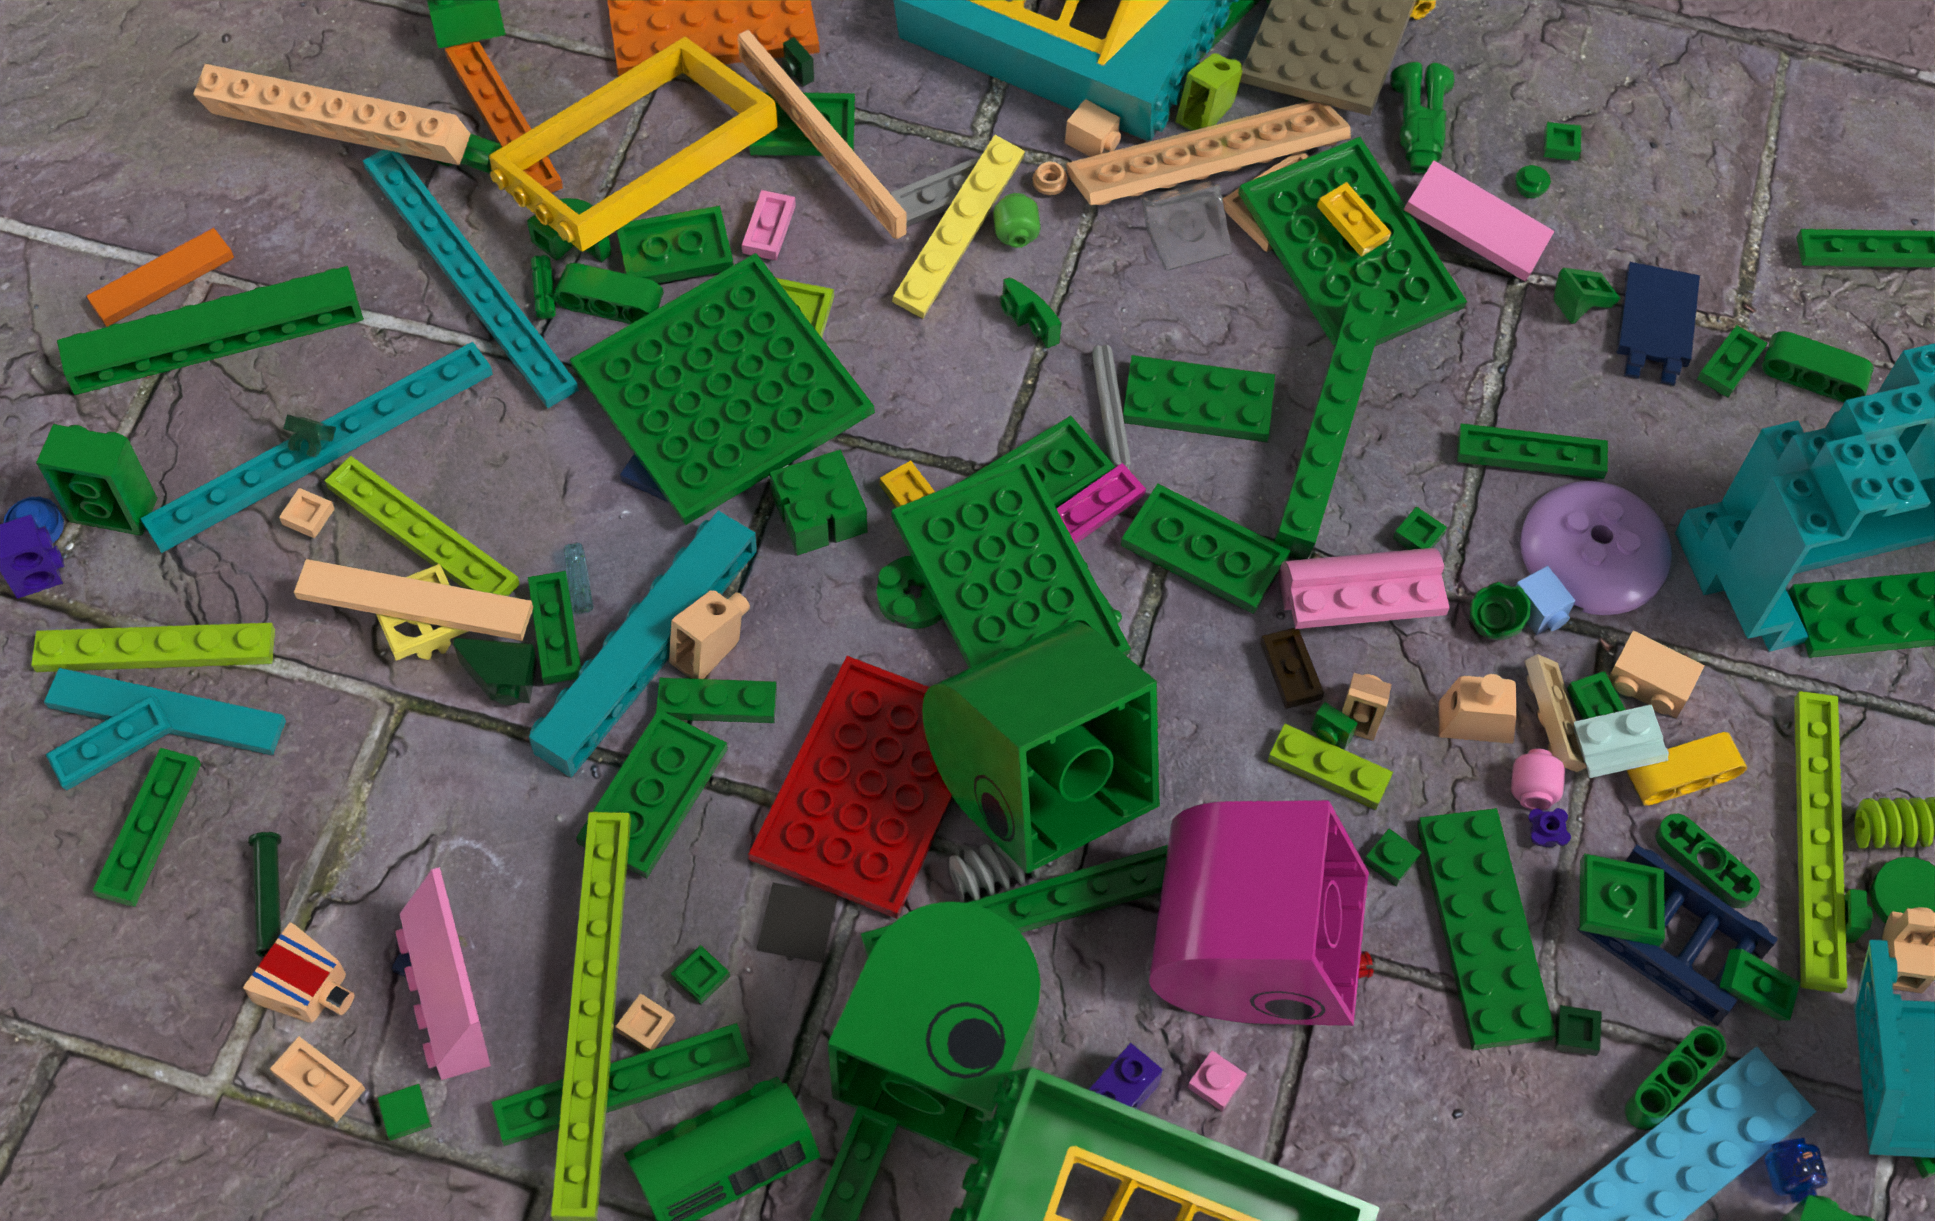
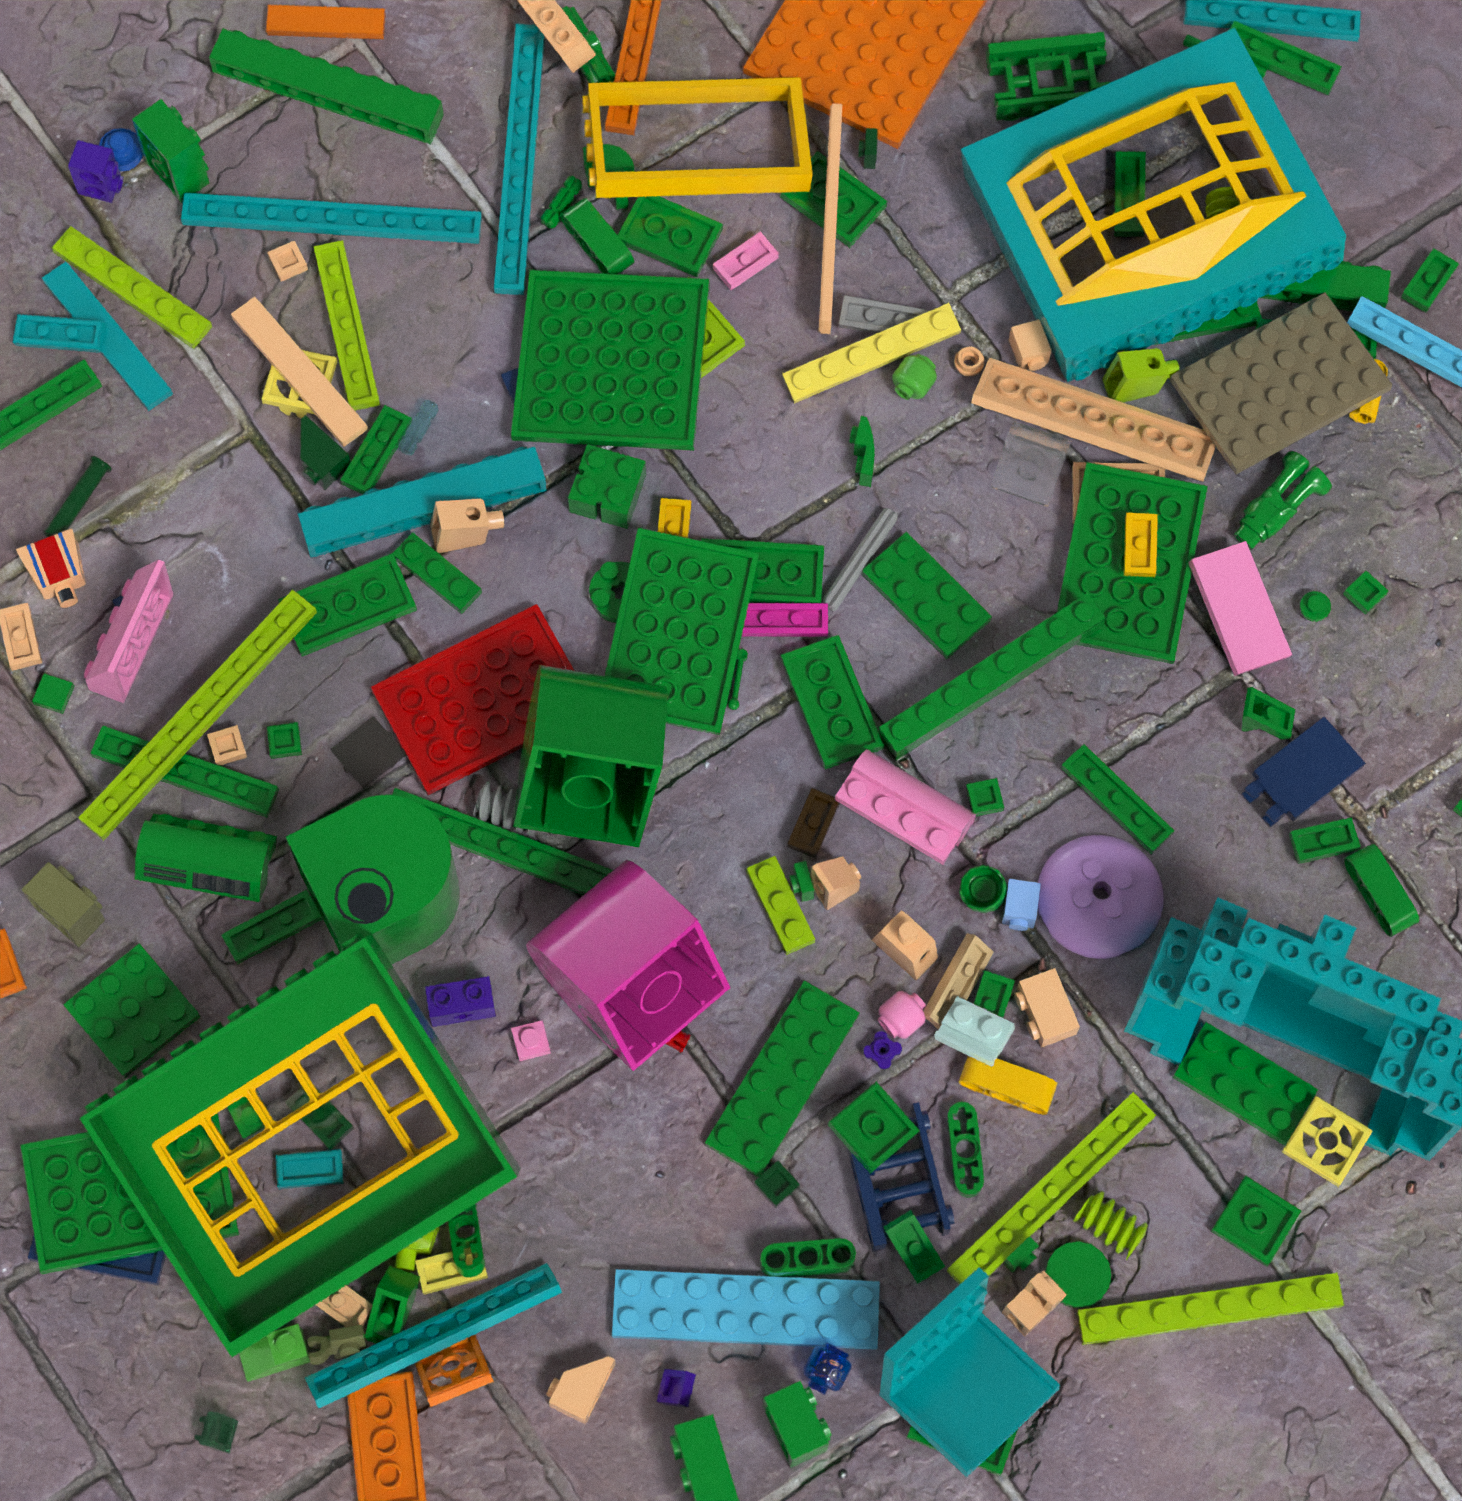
camera: 40 degrees right, 10 degrees up
(310, 430) = (327, 204): clear green tile -> none
(1392, 857) = (765, 991): green plate -> none

